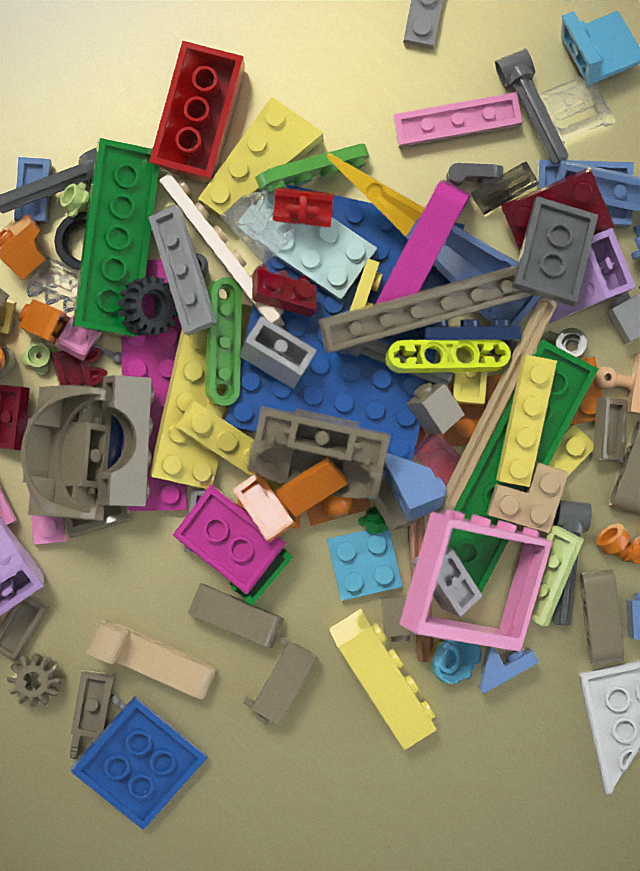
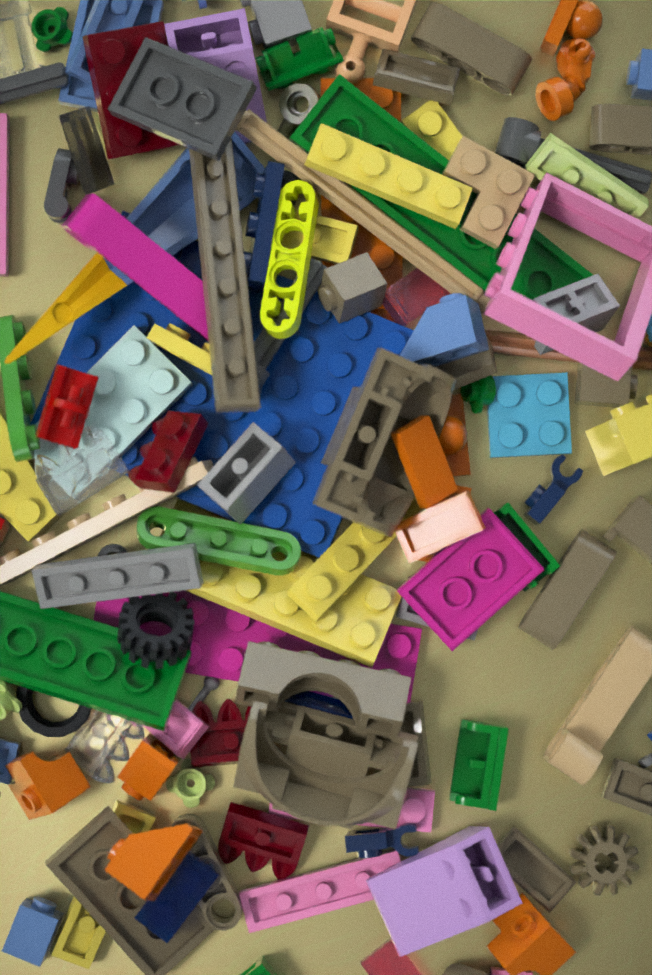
camera: 80 degrees left, 0 degrees up
(18, 500) = (370, 842): none -> dark blue plate
(90, 571) = (478, 764): none -> green hinge
(302, 586) = (544, 499): none -> dark blue plate
(595, 137) = (44, 22): none -> green plate
(611, 349) = (282, 67): none -> green hinge

